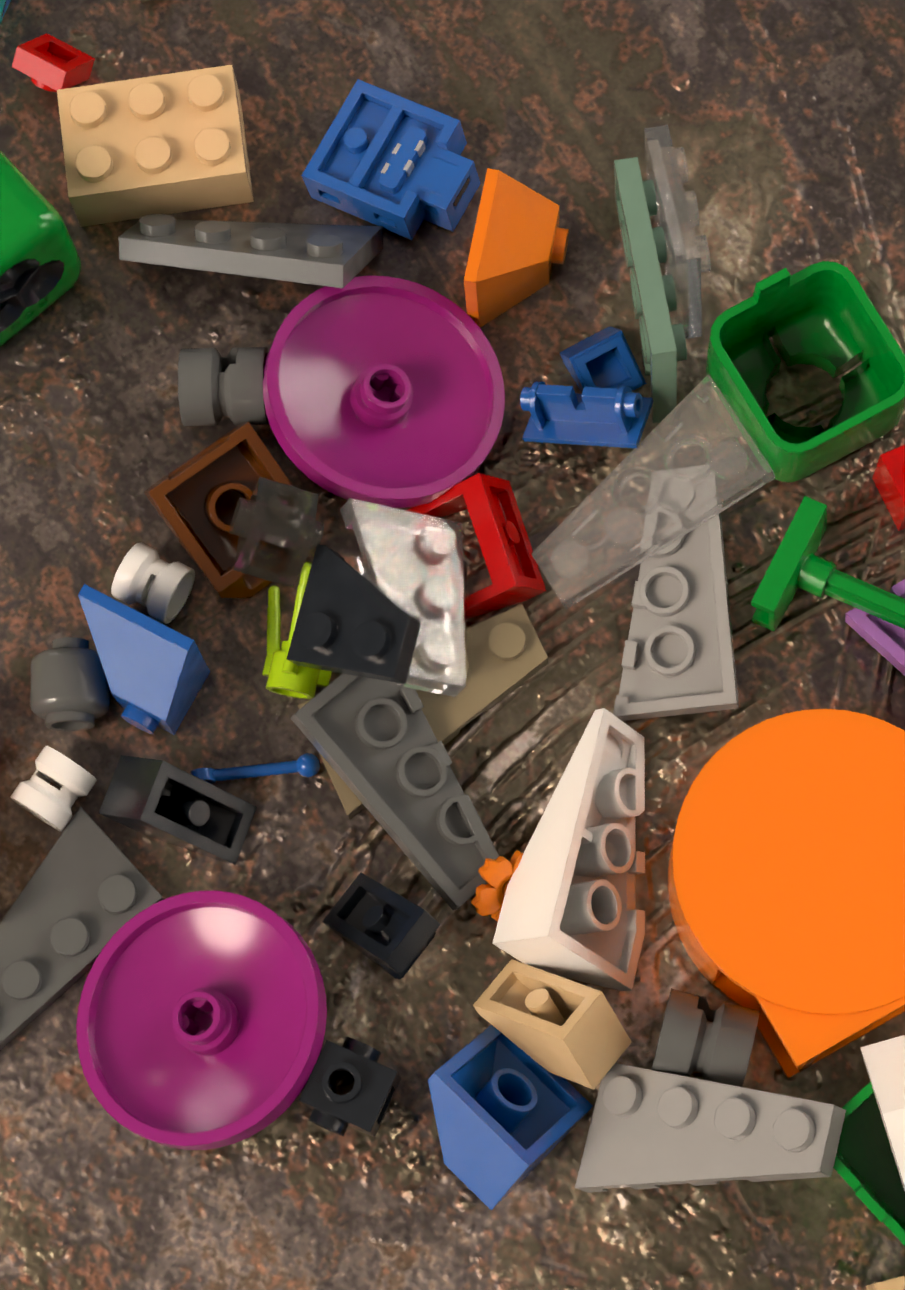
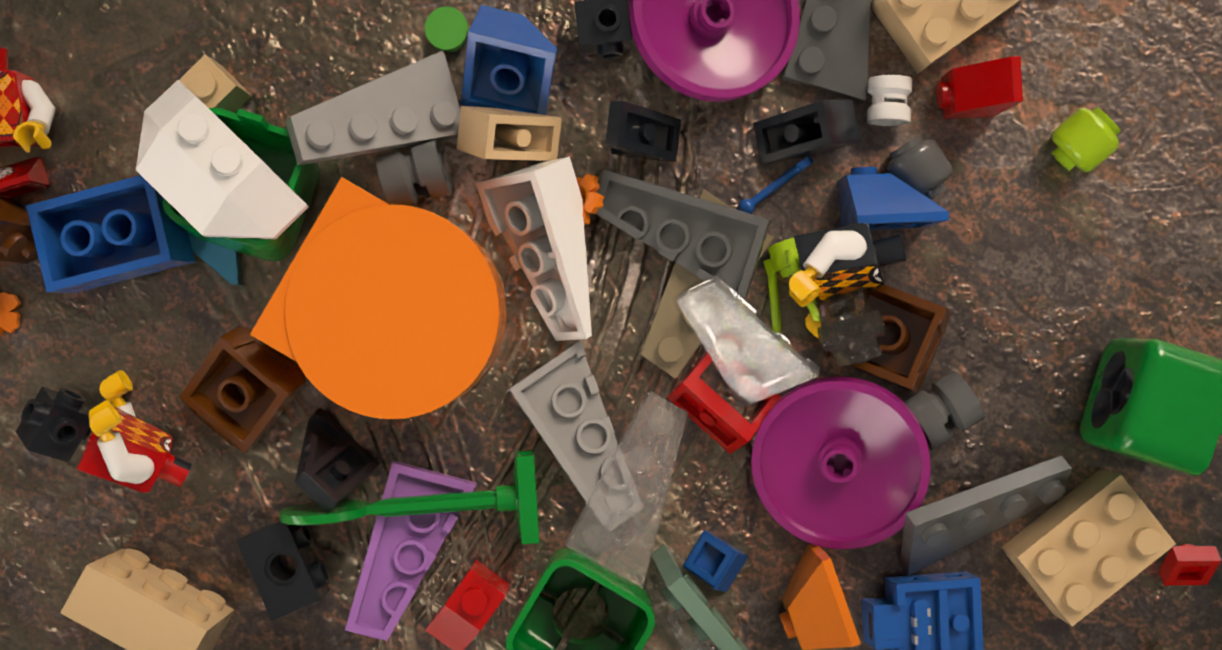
camera: 140 degrees right, 15 degrees up
(153, 582) = (919, 263): white wheel -> none
(239, 610) = (839, 263): none -> torso
(351, 624) = (761, 295): black wing -> none
(554, 1214) = (447, 29): none -> bright green tile
(592, 418) = (705, 519): blue hinge -> none

